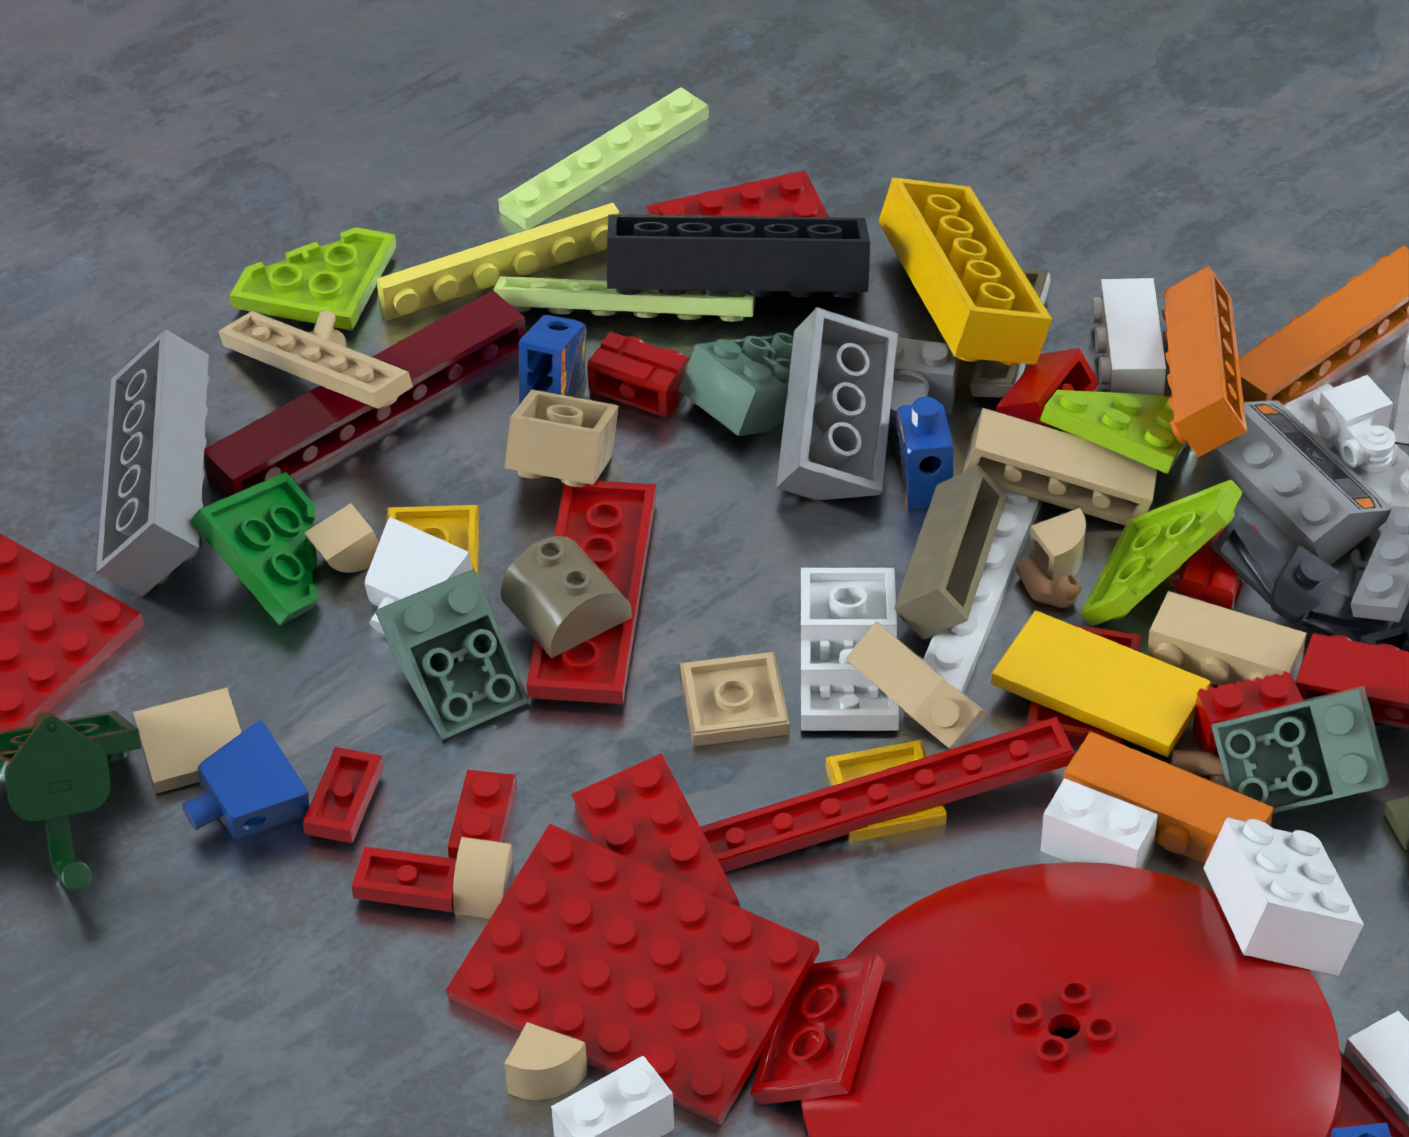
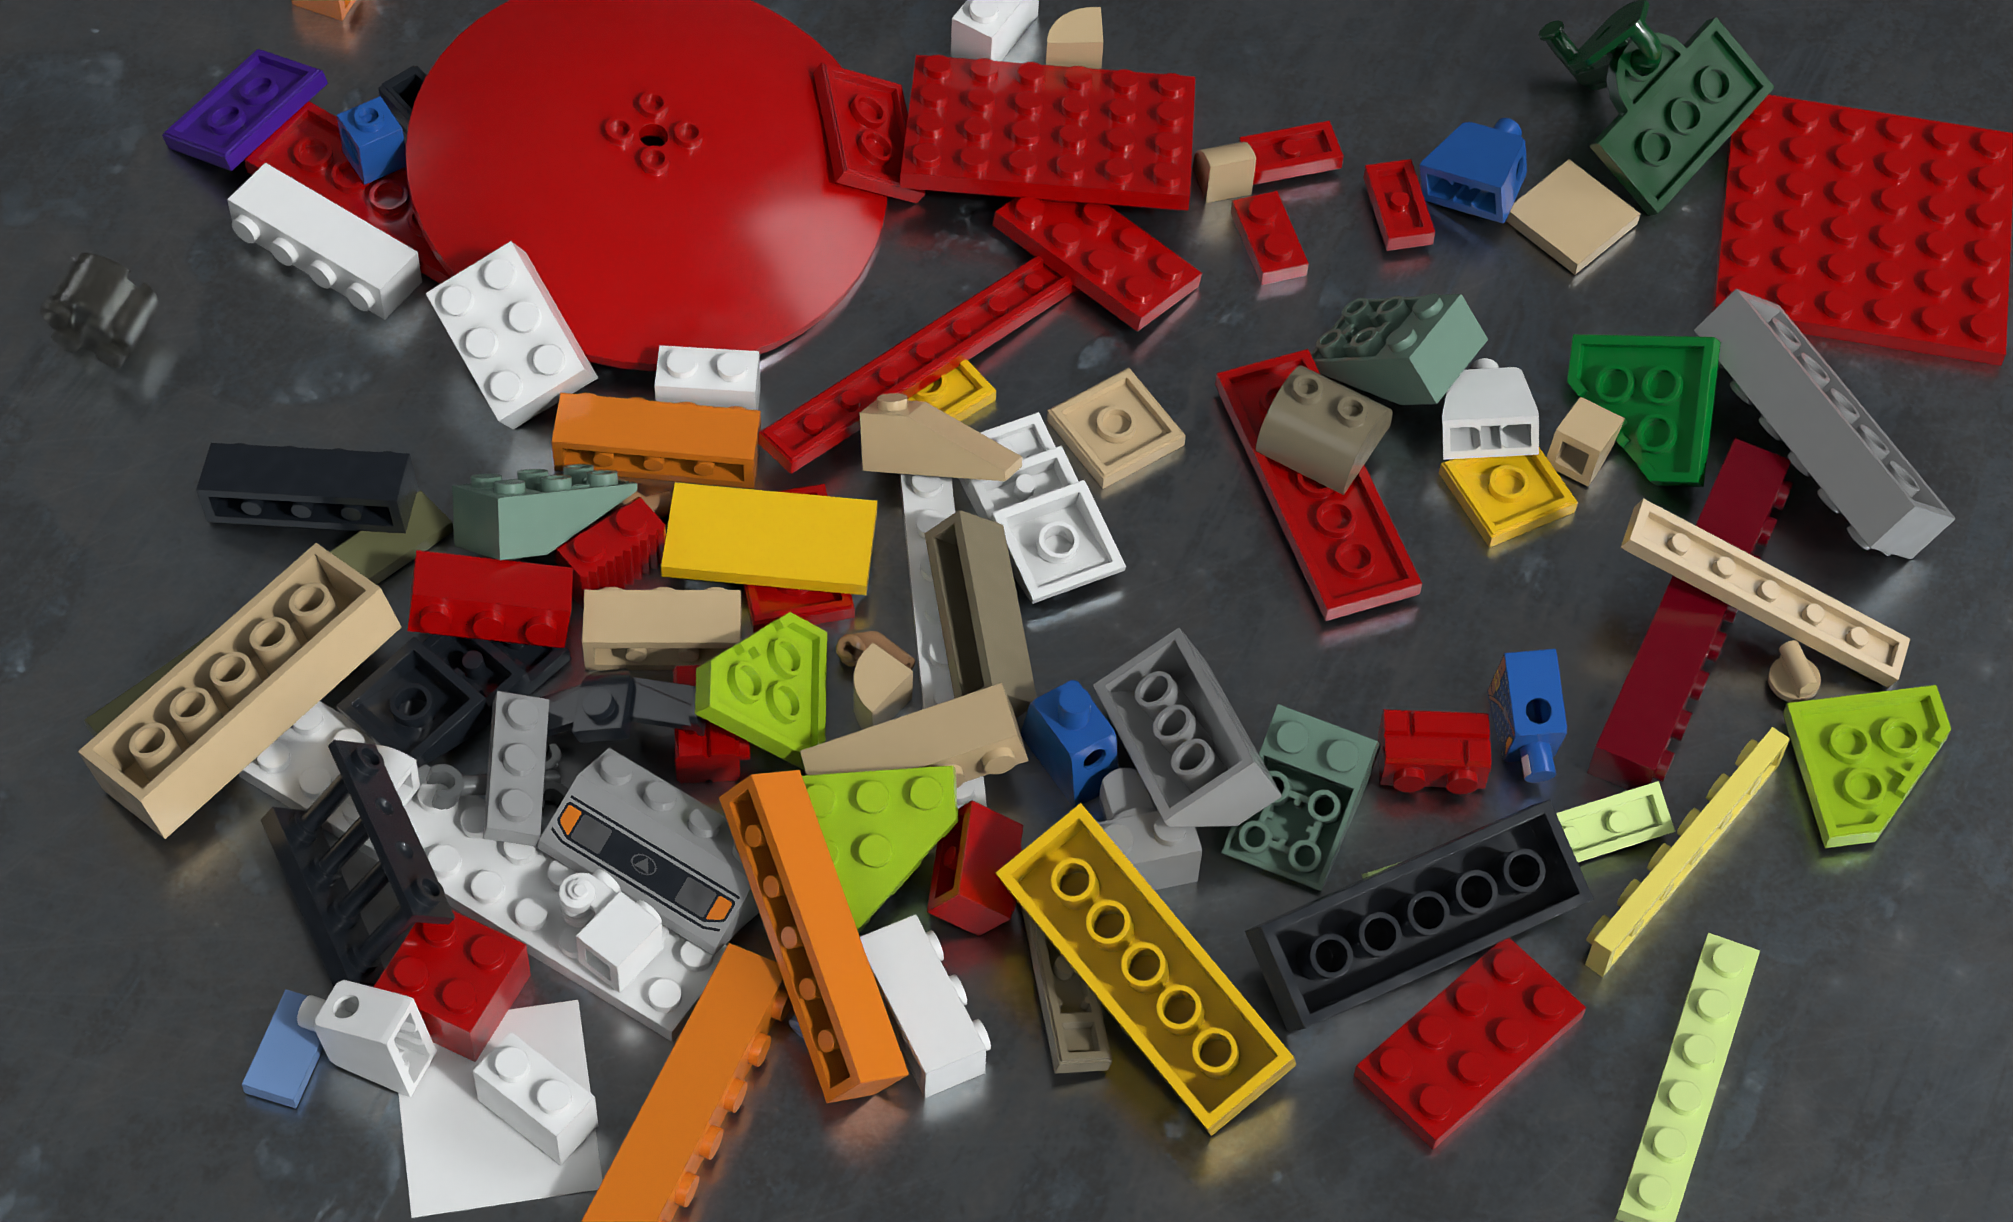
camera: 150 degrees right, 10 degrees up
(561, 438) = (1450, 603): tan brick -> none

